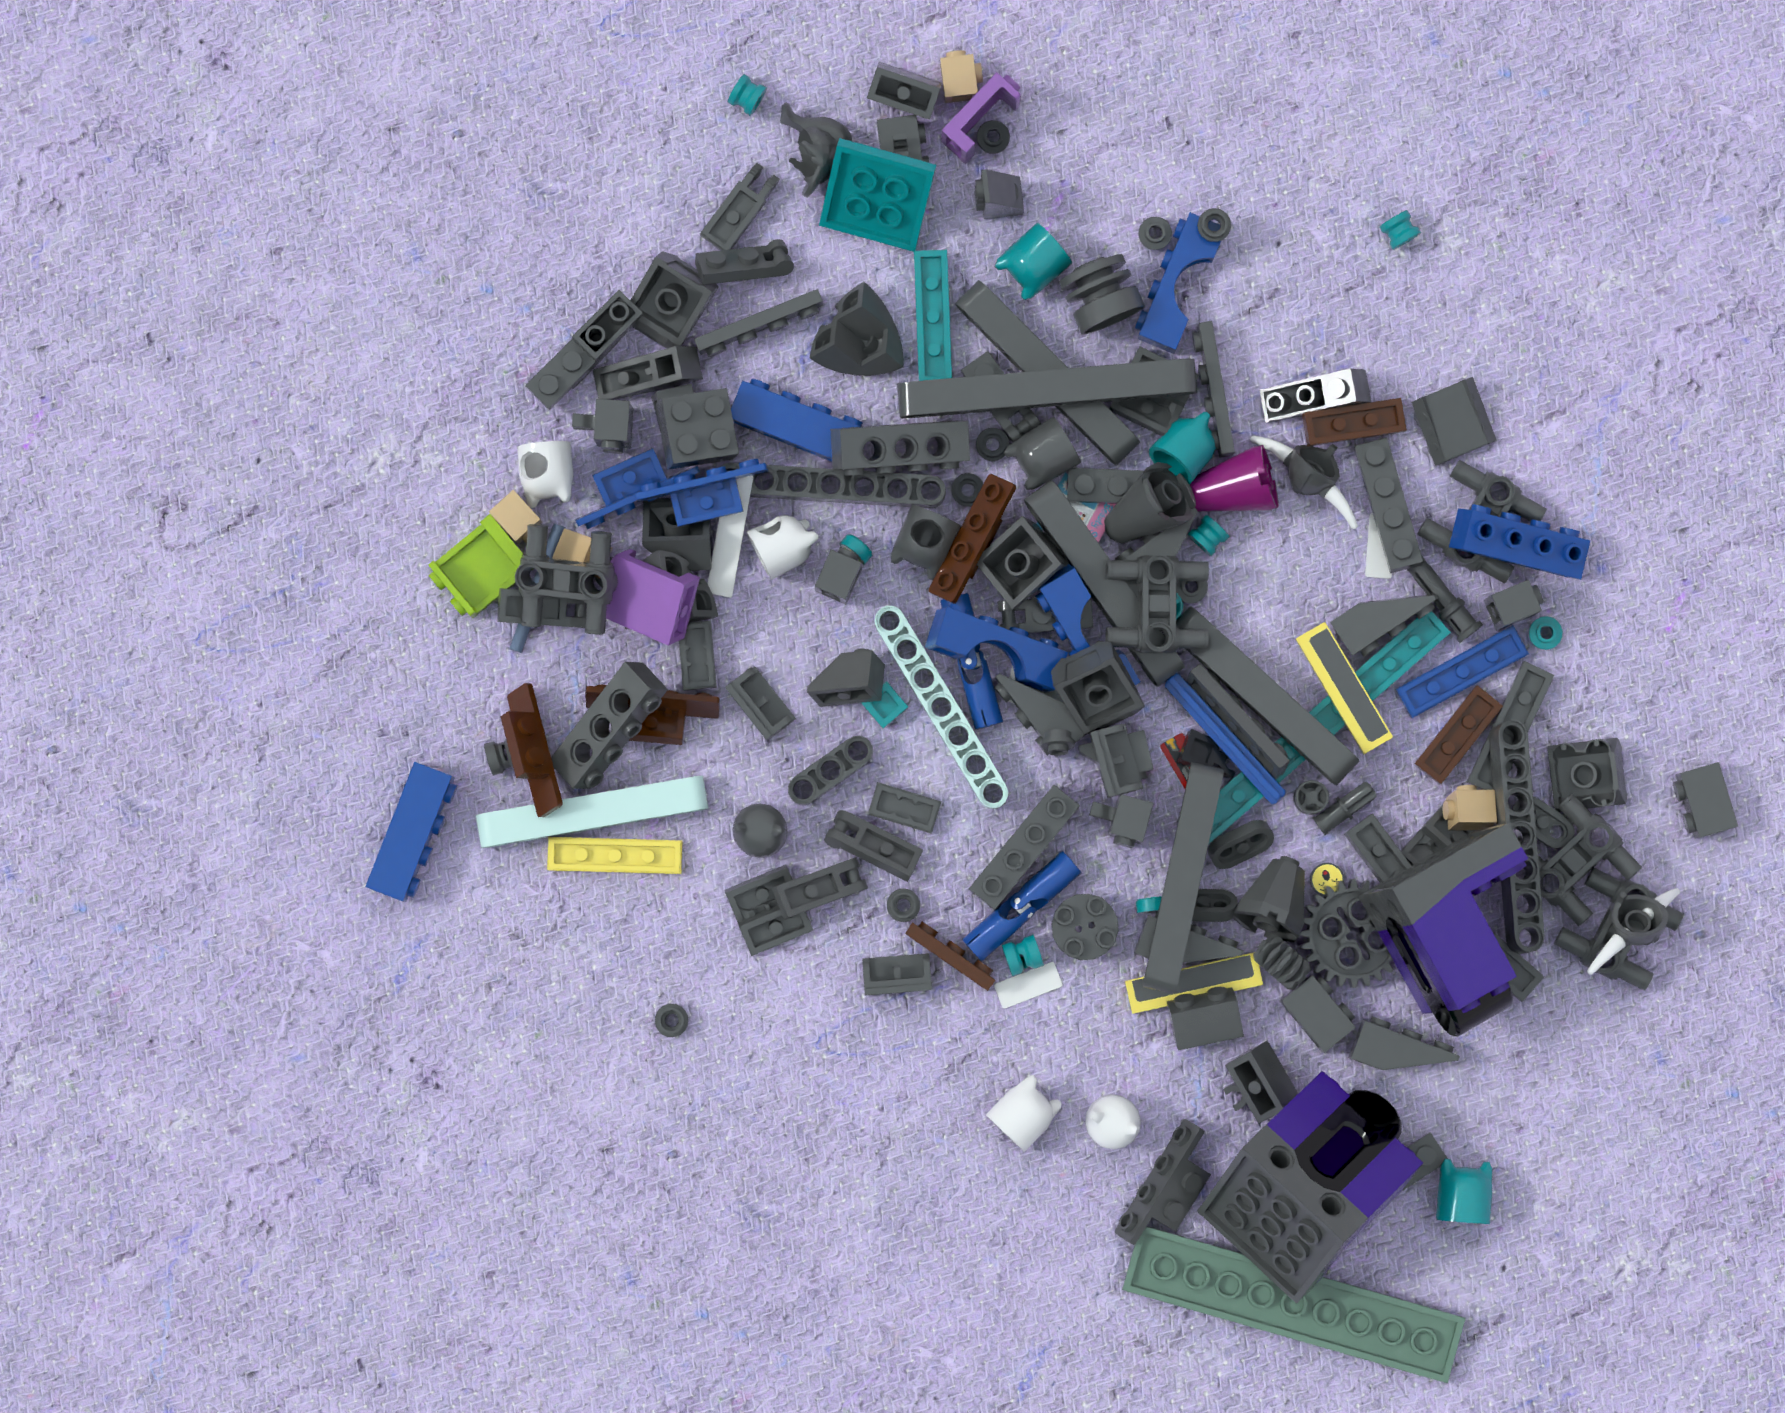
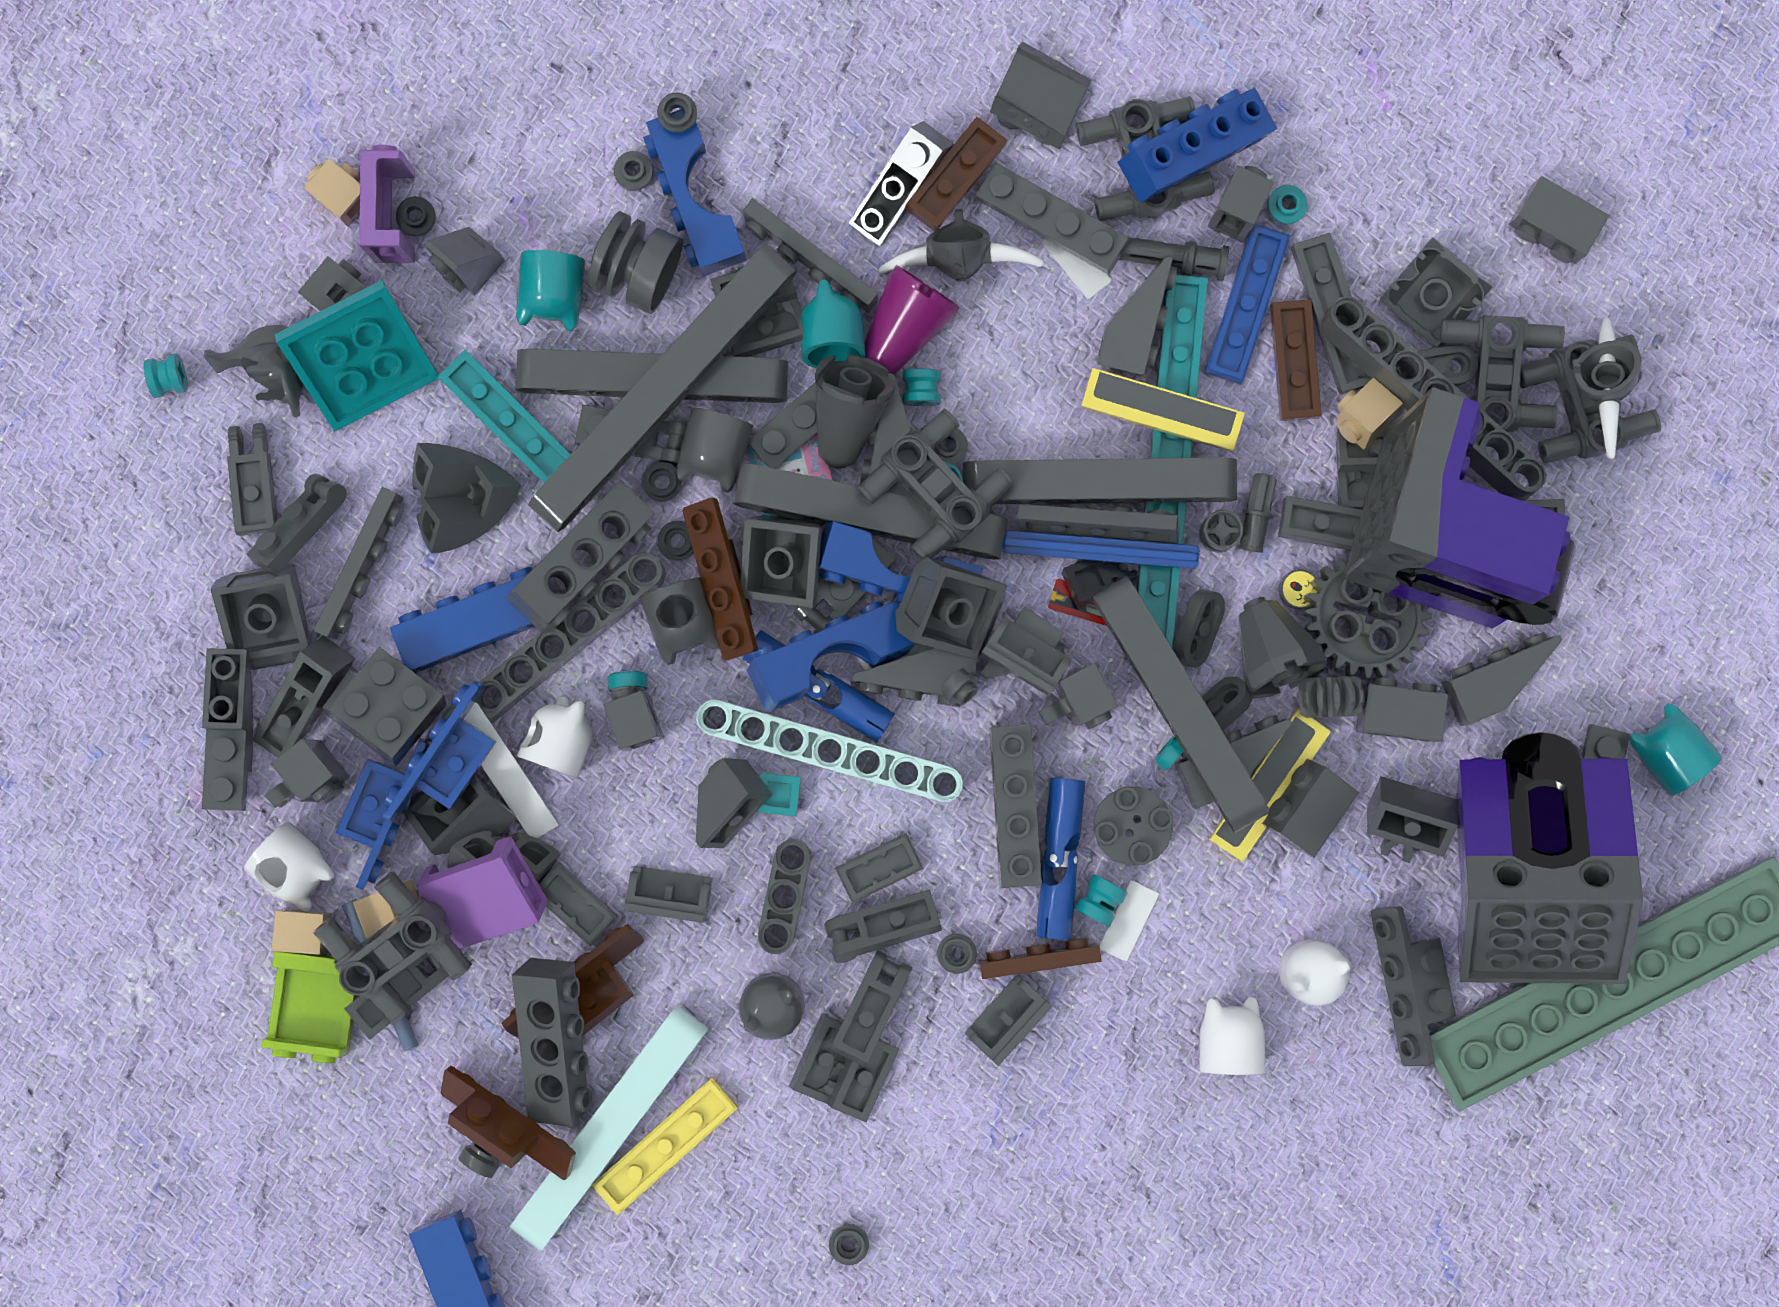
camera: 50 degrees left, 0 degrees up
(904, 90) = (298, 245): dark grey brick -> none

